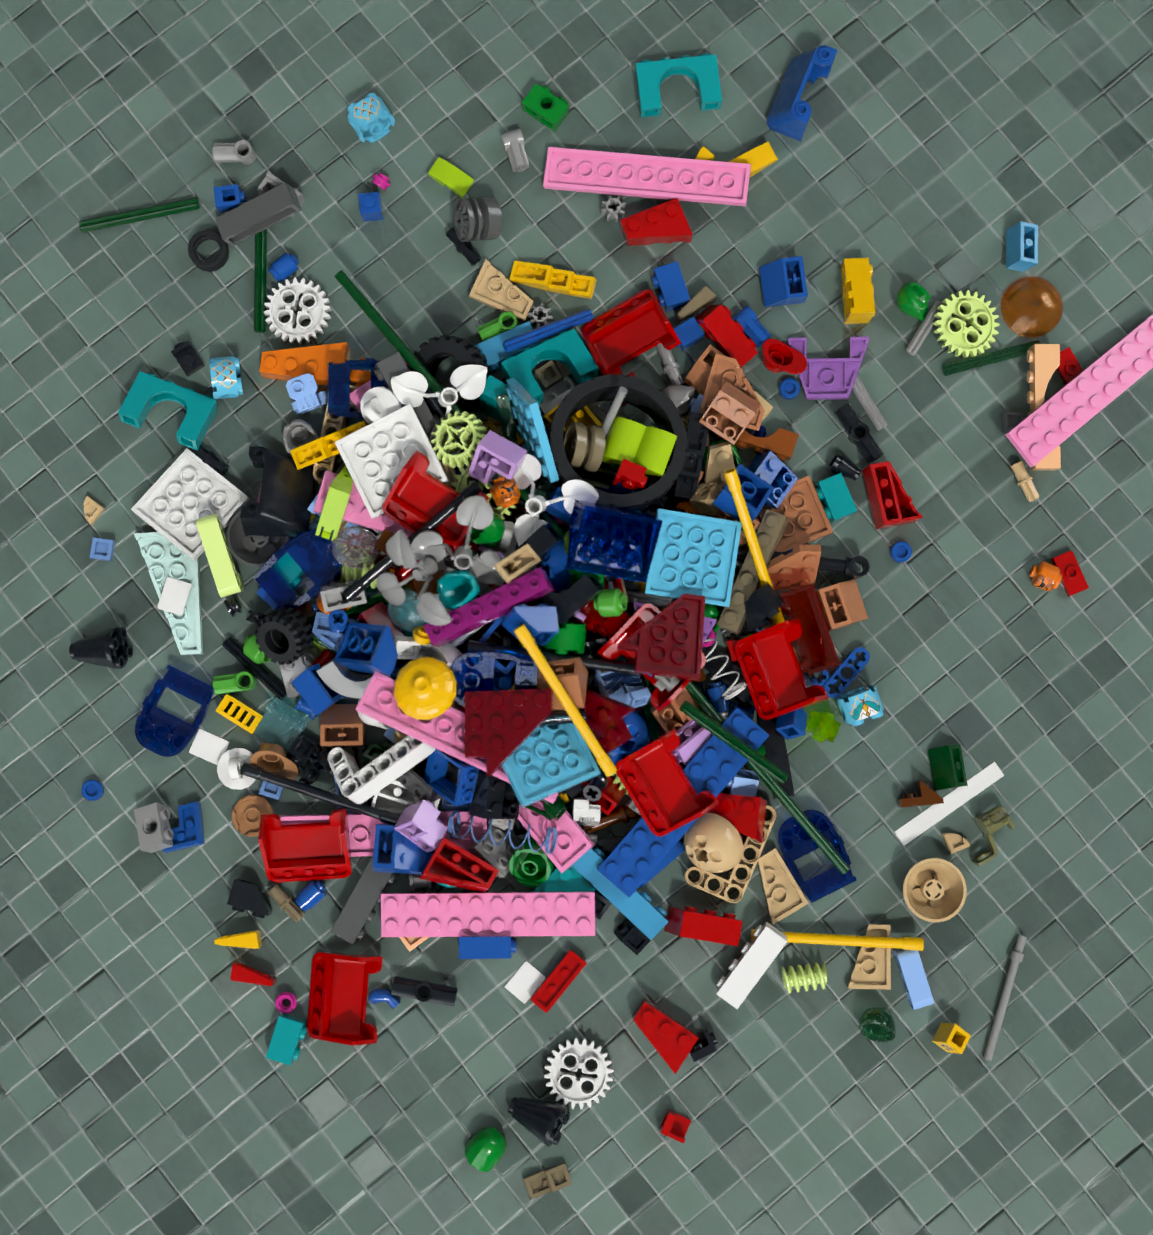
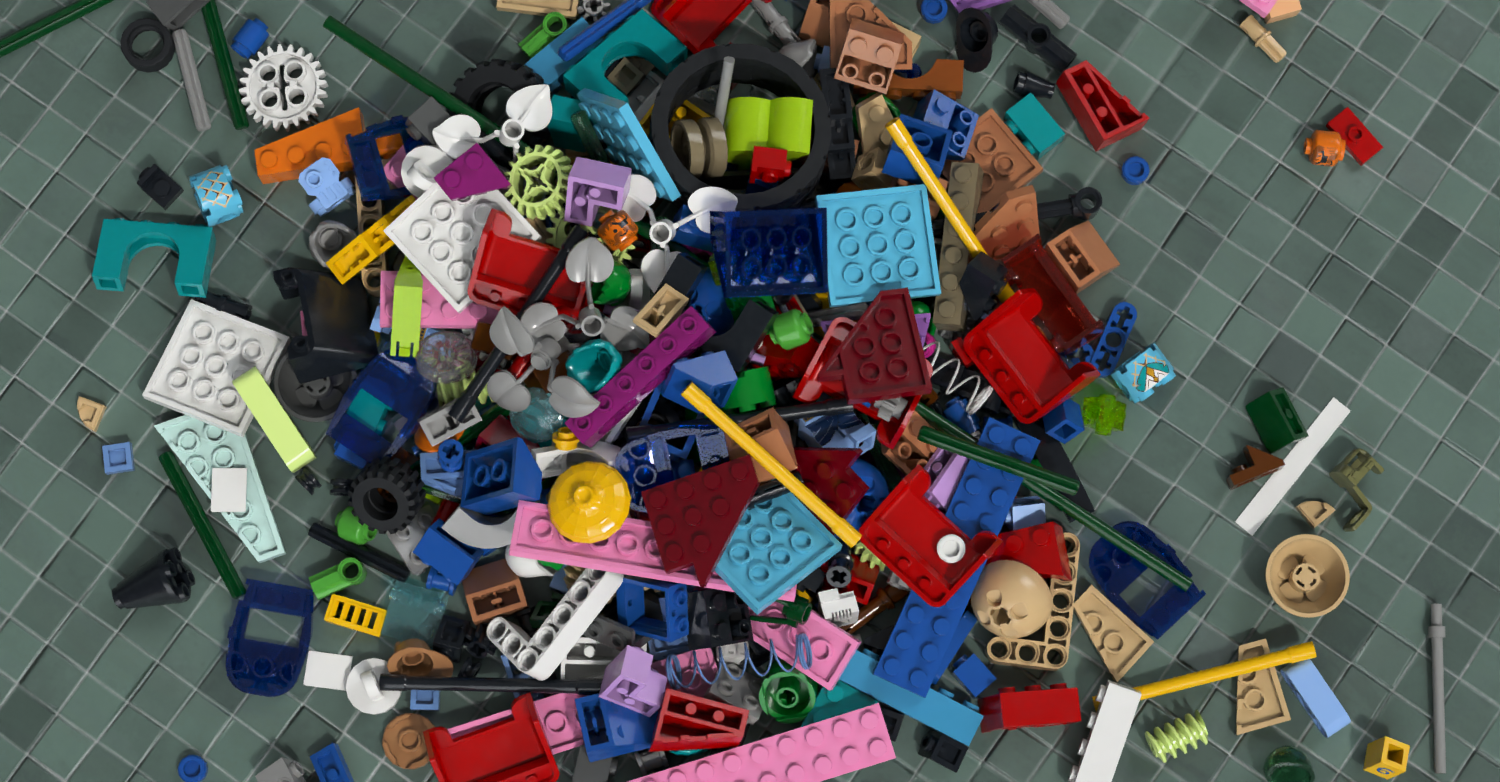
camera: 15 degrees left, 5 degrees down
(149, 615) = (202, 525): none -> dark green axle
(233, 286) = (191, 80): none -> light grey axle
(409, 420) = (471, 175): none -> magenta wing
(669, 888) = (972, 675): none -> blue brick
(679, 797) = (951, 548): none -> white tile
(812, 420) = (975, 38): none -> black piece

